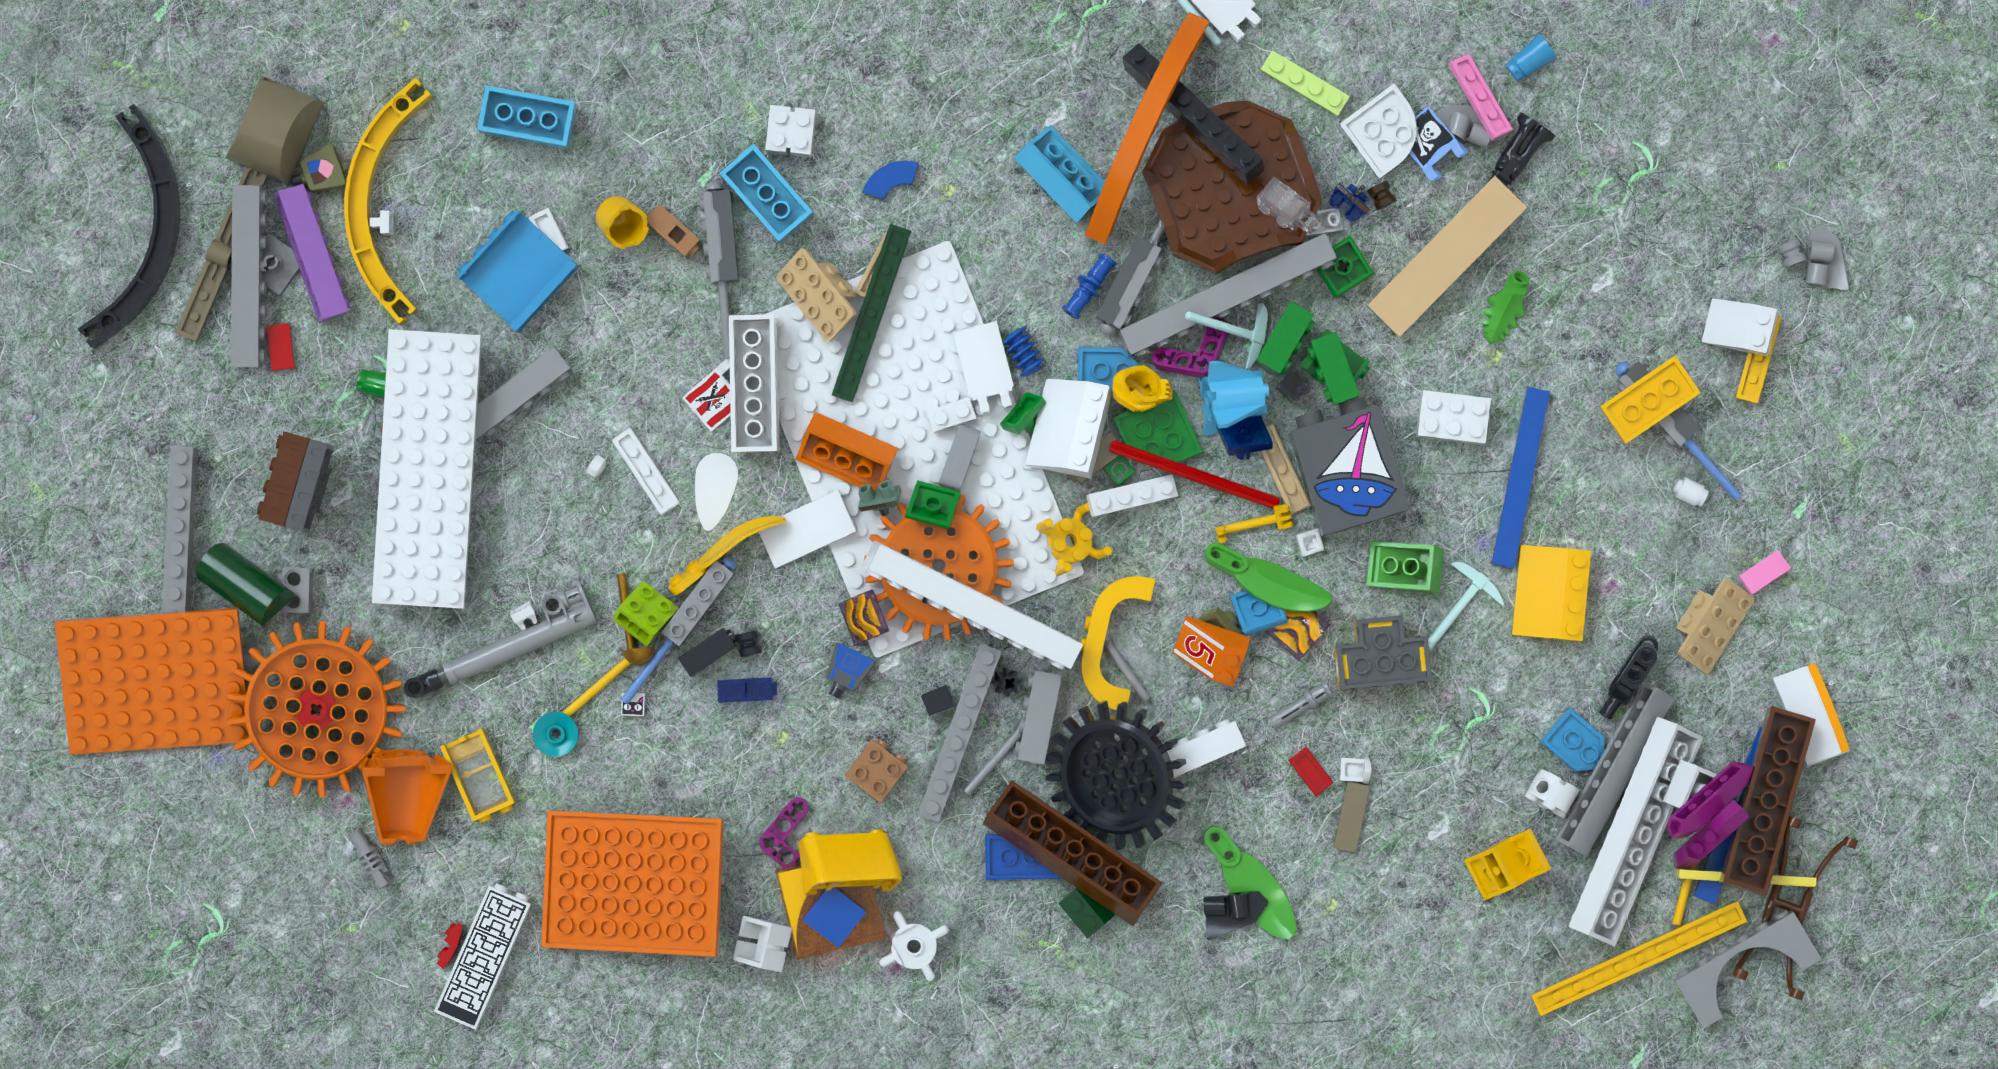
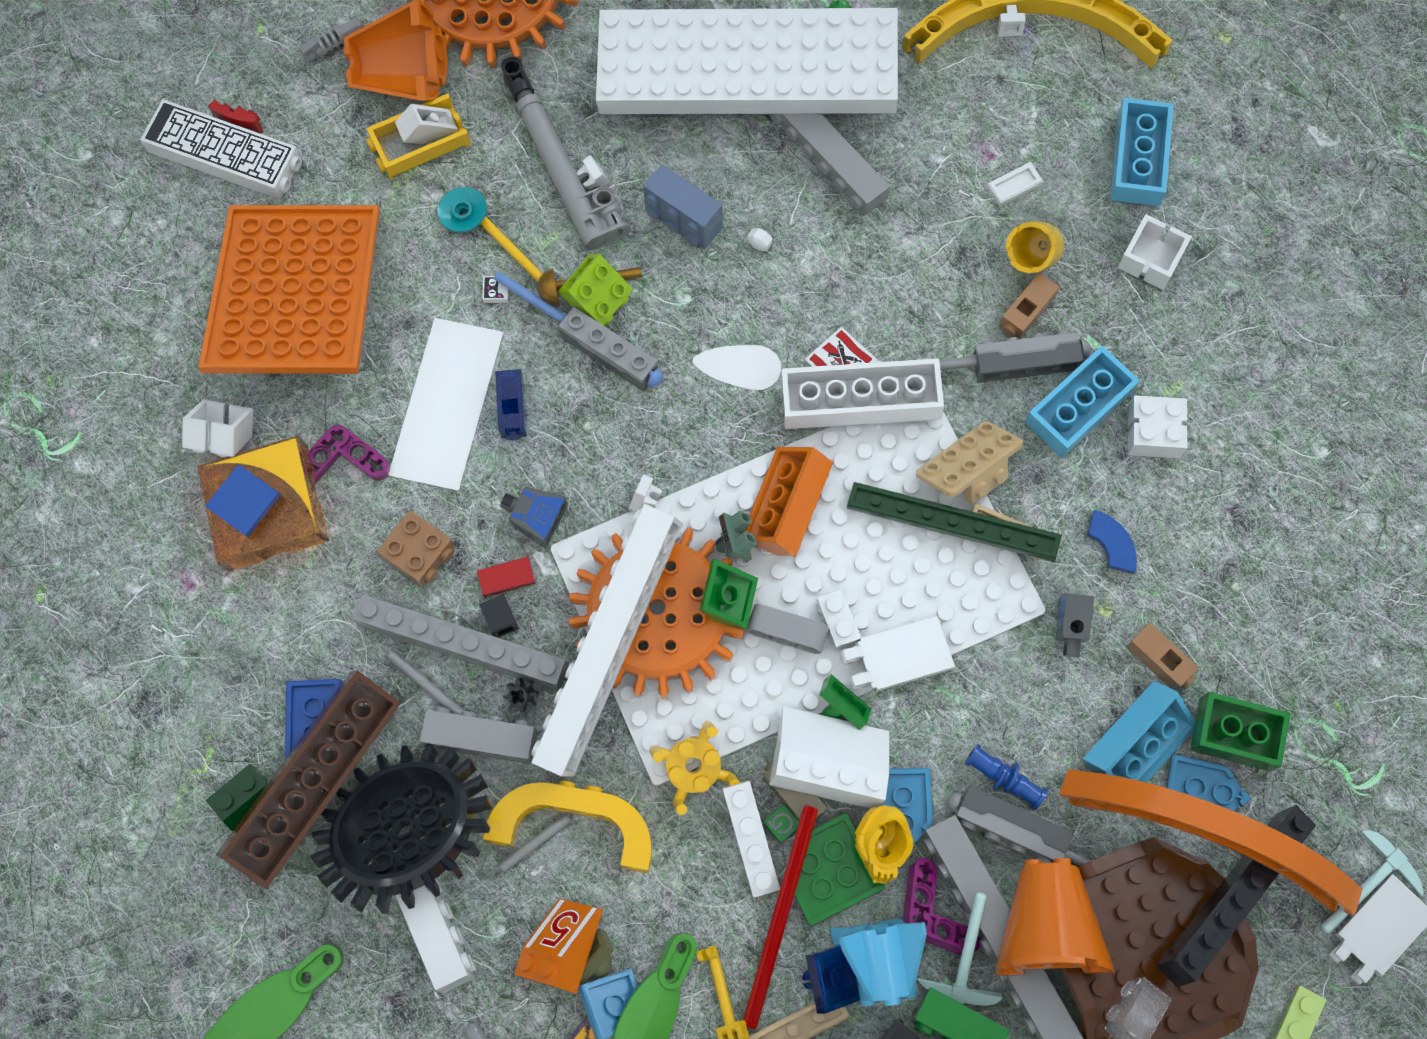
camera: 90 degrees right, 15 degrees down
(469, 767) = (425, 124): none -> white slope
(517, 270) = (971, 152): dark azure panel -> none
(566, 534) = (682, 207): none -> sand blue brick
(628, 116) = (1152, 256): none -> white piece
(645, 471) = (756, 292): white tile -> none
(698, 567) = (648, 345): yellow plant -> none
(708, 651) = (554, 362): black brick -> none
(738, 748) = (446, 404): none -> white sticker
(748, 638) = (569, 403): black wheel -> none
(808, 529) = (697, 463): white tile -> none
(835, 577) = (644, 493): none -> white tile
(848, 861) = (306, 516): yellow windscreen -> none
(863, 617) = (595, 527): slope -> none
(901, 695) = (506, 577): none -> red tile
(914, 932) = (215, 611): white plate -> none
(953, 219) = (1078, 611): none -> dark grey torso
(994, 148) = (1163, 658): none -> medium nougat brick
(1023, 352) = (919, 700): blue piece -> none
(1059, 93) = (1240, 731): none -> green brick
(1102, 127) = (1206, 781): none -> dark azure tile
(1212, 261) = (1052, 923): none -> orange cone
(1232, 911) = (235, 984): black panel -> none

